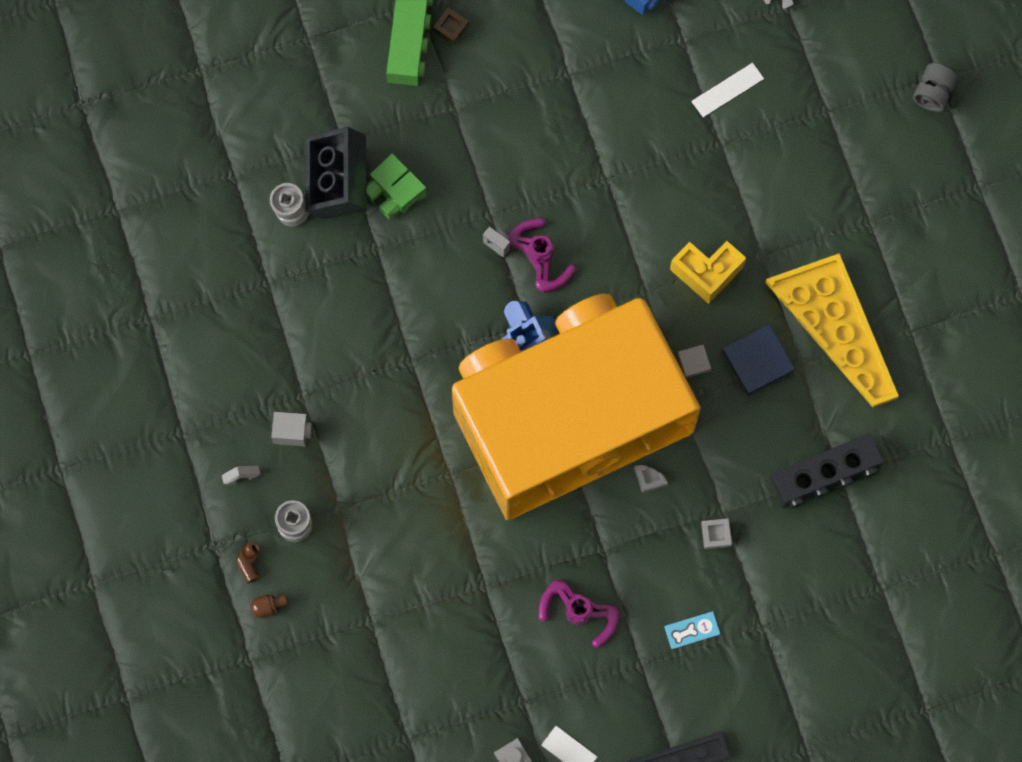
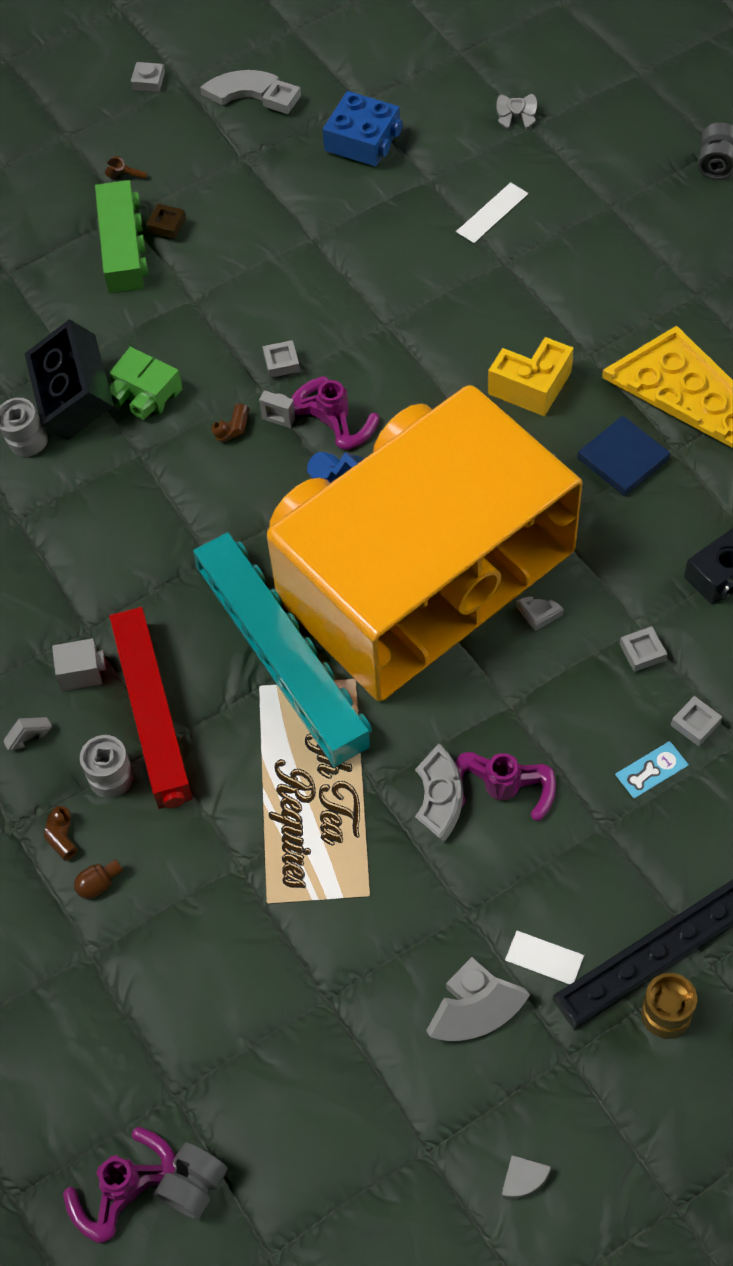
camera: 10 degrees left, 15 degrees down
(336, 480) = (150, 709): none -> red brick
(440, 576) = (309, 809): none -> sticker
(445, 457) = (283, 650): none -> teal brick
(458, 247) = (227, 431): none -> reddish brown arm
(512, 193) = (281, 359): none -> light grey plate
(532, 608) = (442, 793): none -> light grey tile
(735, 603) = (696, 721): none -> light grey plate

